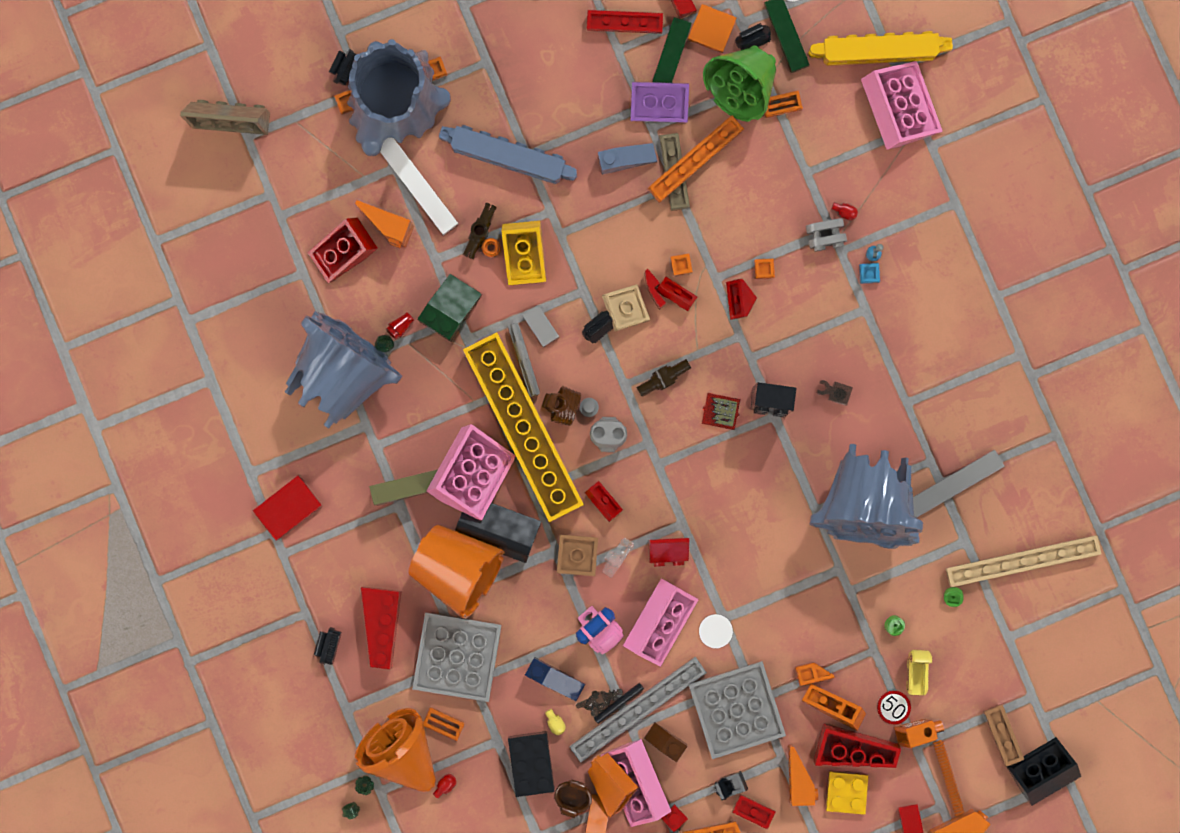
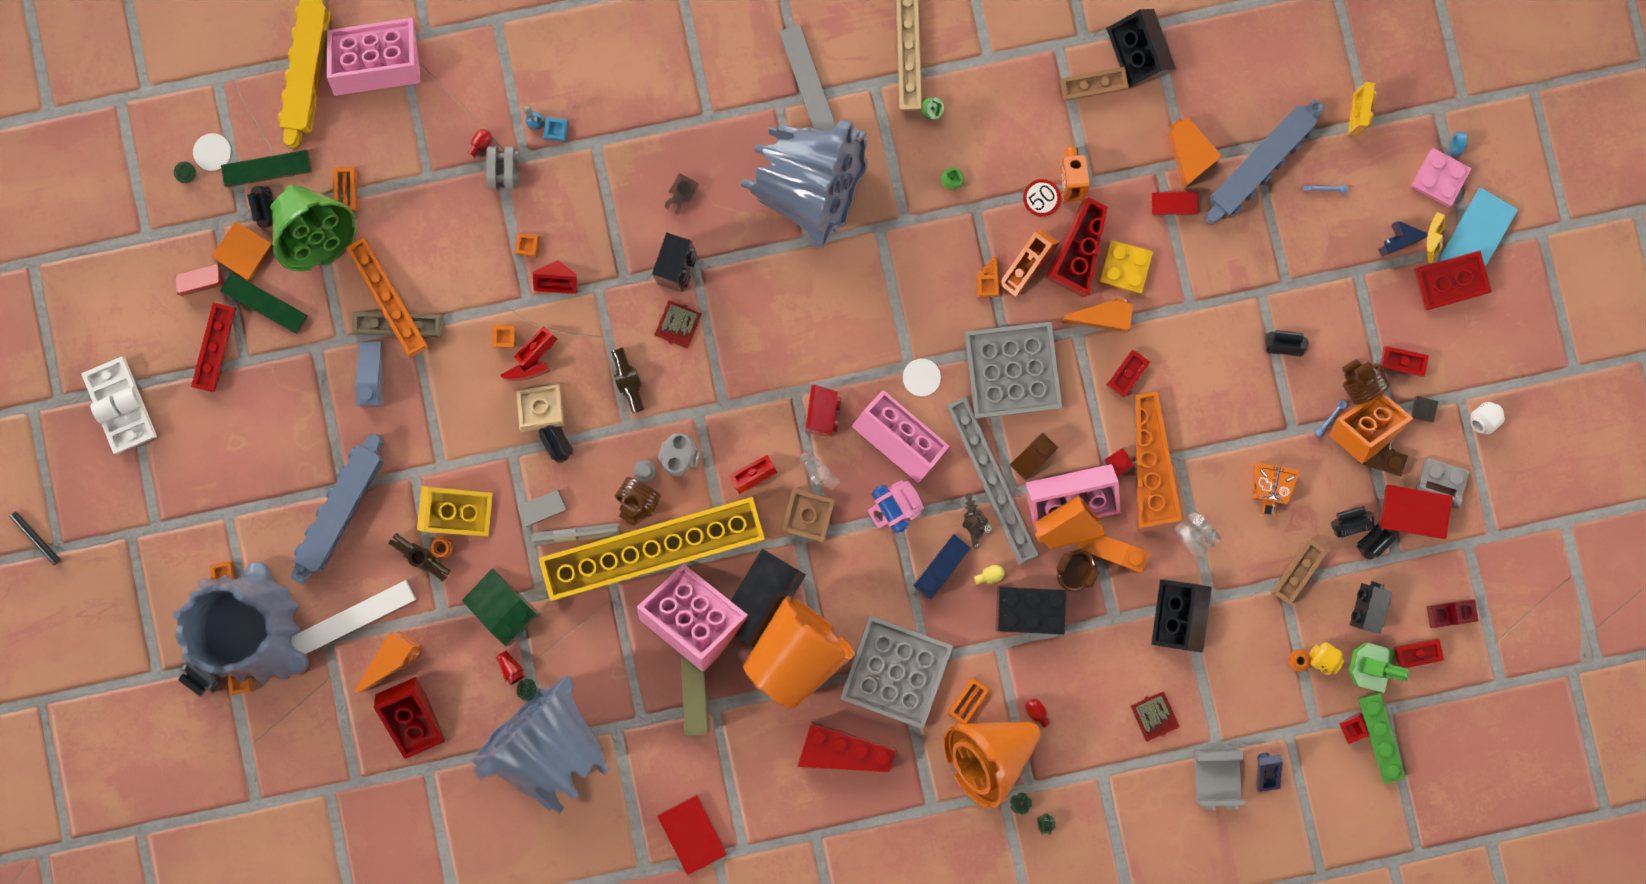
camera: 80 degrees left, 0 degrees up
(227, 117) = (229, 823): dark tan slope -> none
(327, 645) = (856, 816): black piece -> none
(619, 702) = (981, 499): black bar -> none
(659, 102) = (313, 325): medium lavender plate -> none
(730, 785) = (1094, 393): black bracket -> none
(917, 672) = (1007, 162): light yellow animal -> none
(951, 776) = (1129, 152): orange piece -> none

